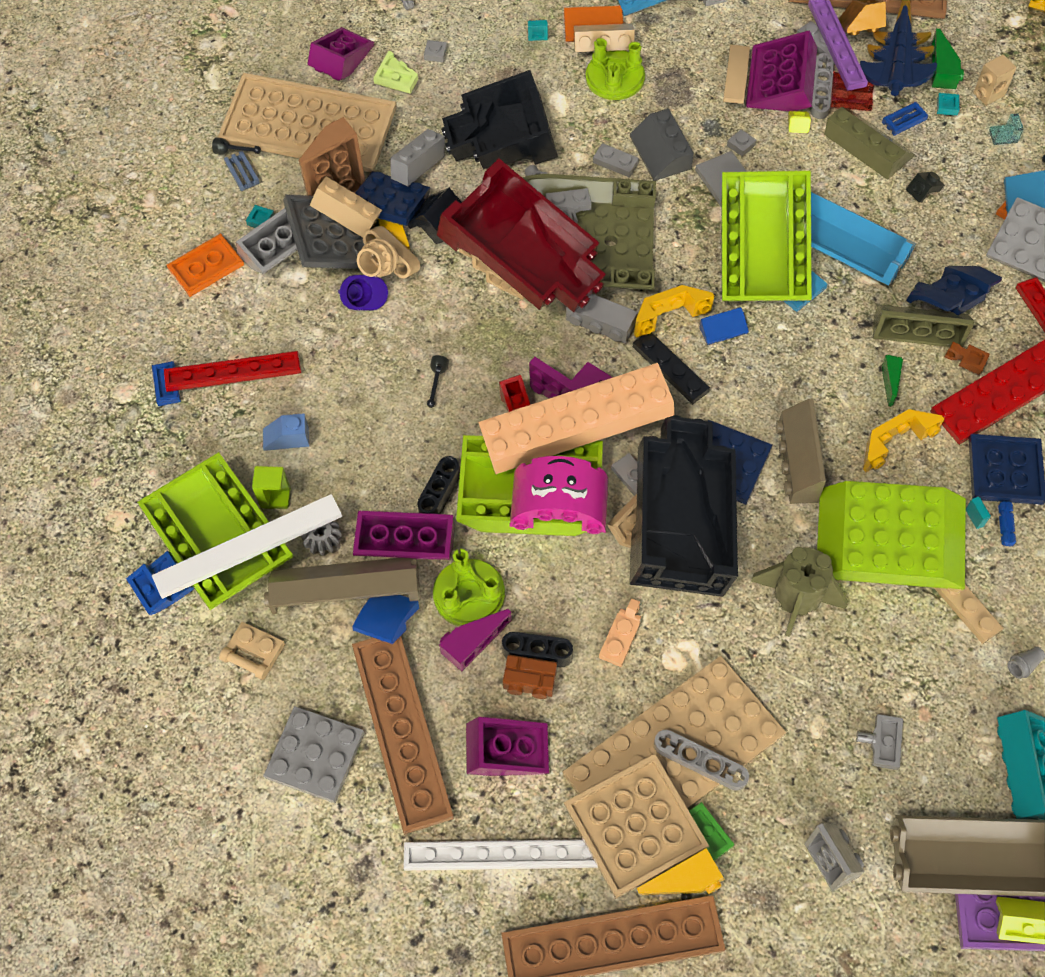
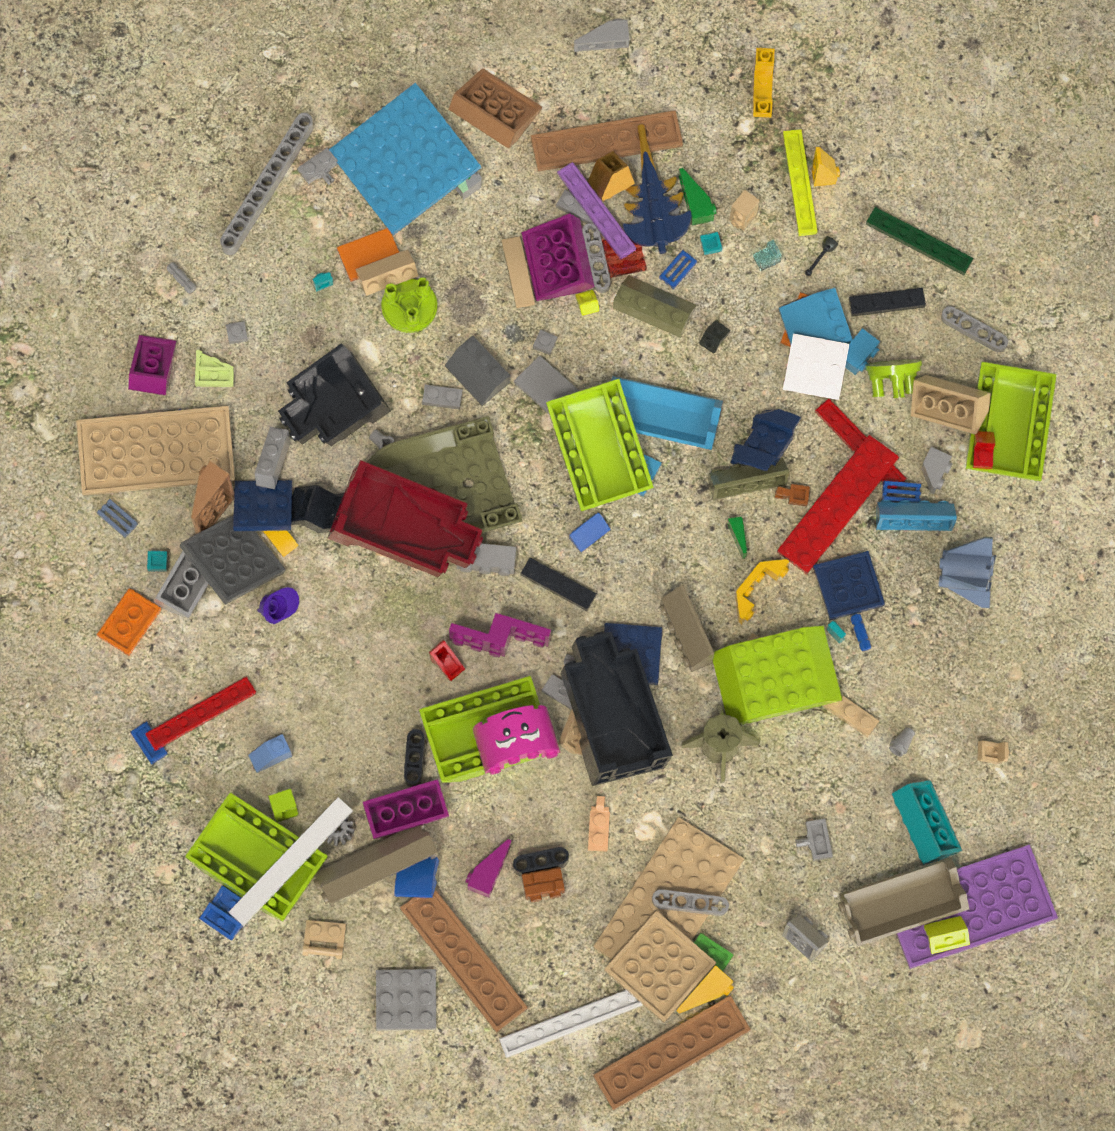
camera: 25 degrees left, 10 degrees up
(221, 147) = (89, 499): hinge -> none
(345, 207) = (235, 534): tan brick -> none
(385, 255) = (286, 565): tan beam -> none
(438, 365) = (370, 649): hinge -> none
(468, 590) = (470, 834): lime piece -> none
(506, 747) = (546, 943): magenta slope -> none
(571, 201) = (422, 463): light grey plate -> none
(577, 418) = (506, 668): light nougat brick -> none
(693, 299) = (556, 516): yellow slope -> none

